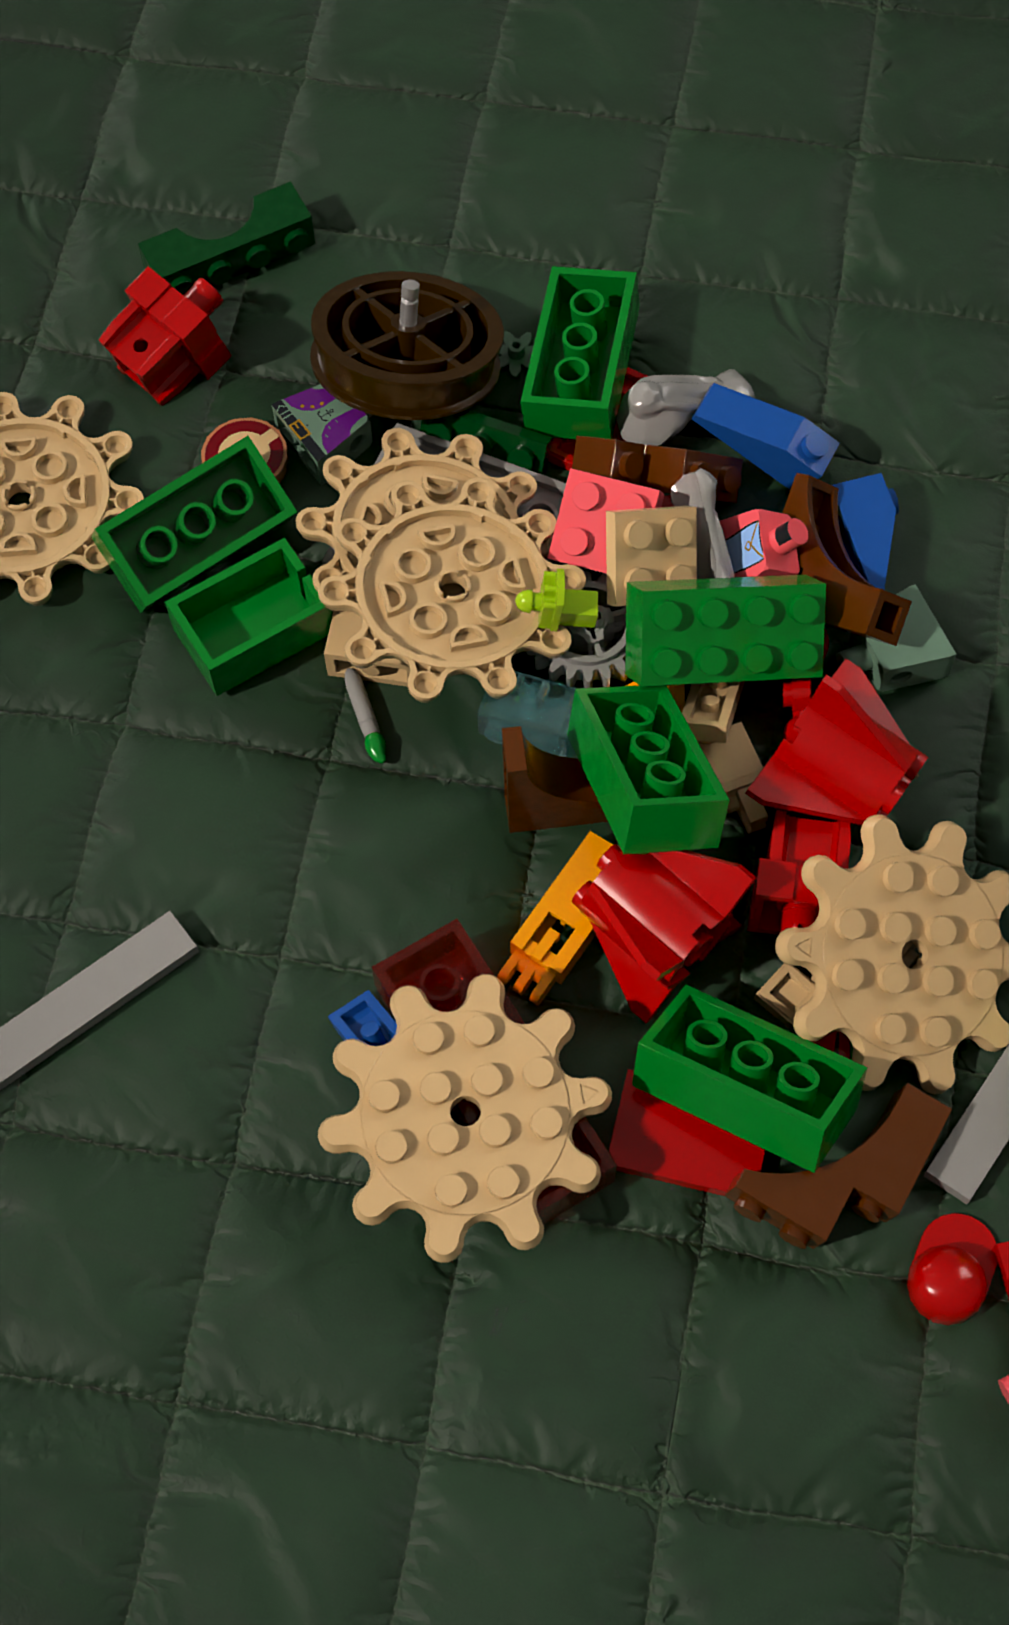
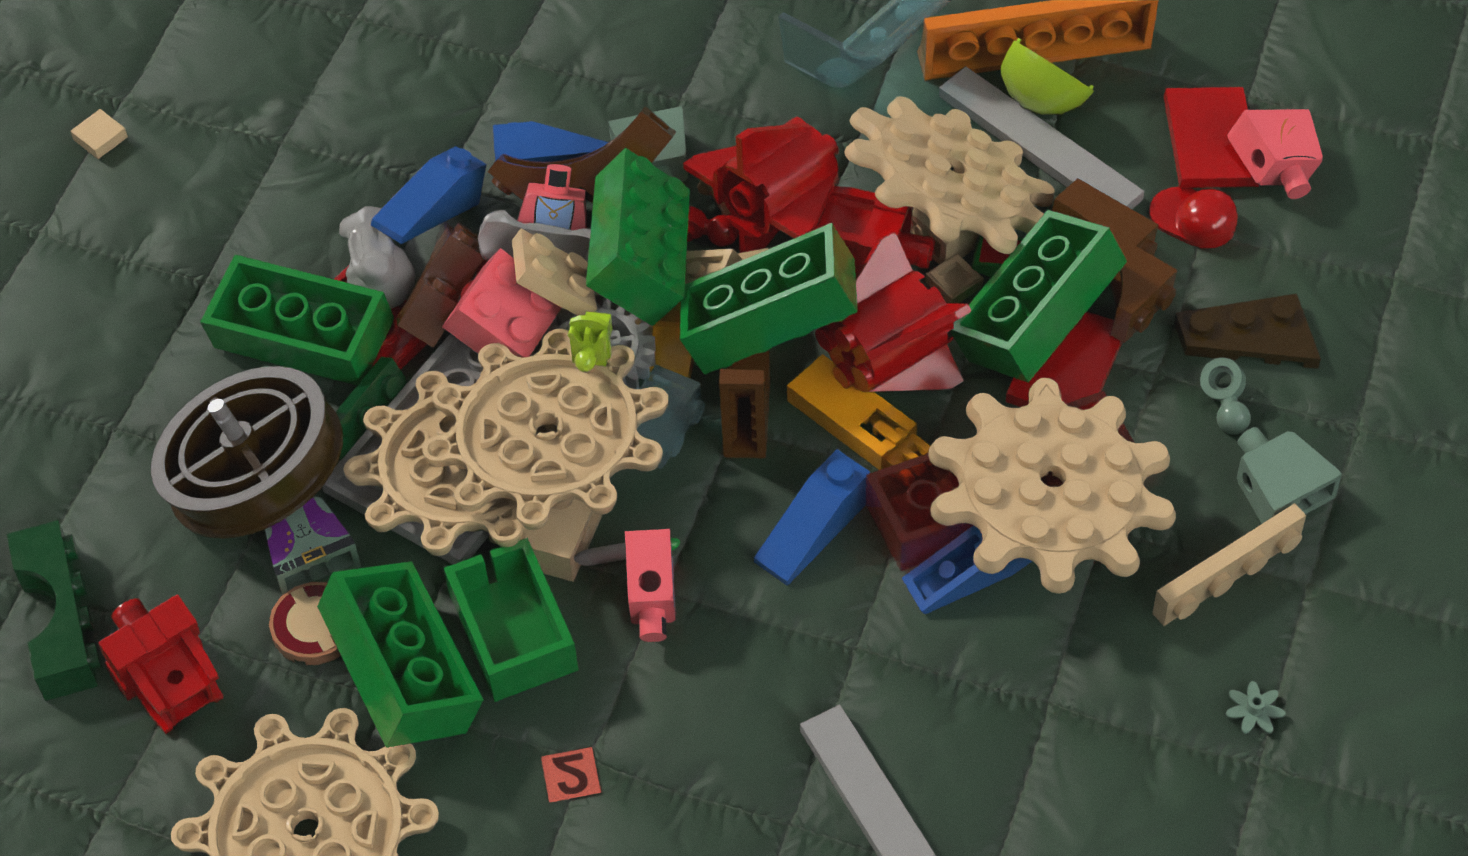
camera: 80 degrees left, 10 degrees down
(104, 713) = (570, 774): none -> clear red sticker
(244, 1402) = (1255, 708): none -> sand green plant
(310, 736) = (650, 582): none -> coral torso
(425, 886) = (814, 517): none -> blue slope
(435, 1363) = (1220, 570): none -> tan plate
(556, 1399) = (1284, 473): none -> sand green torso
(647, 1338) = (1233, 415): none -> sand green plate
(781, 1354) = (1255, 328): none -> dark brown wing
(804, 138) = (99, 134): none -> tan tile

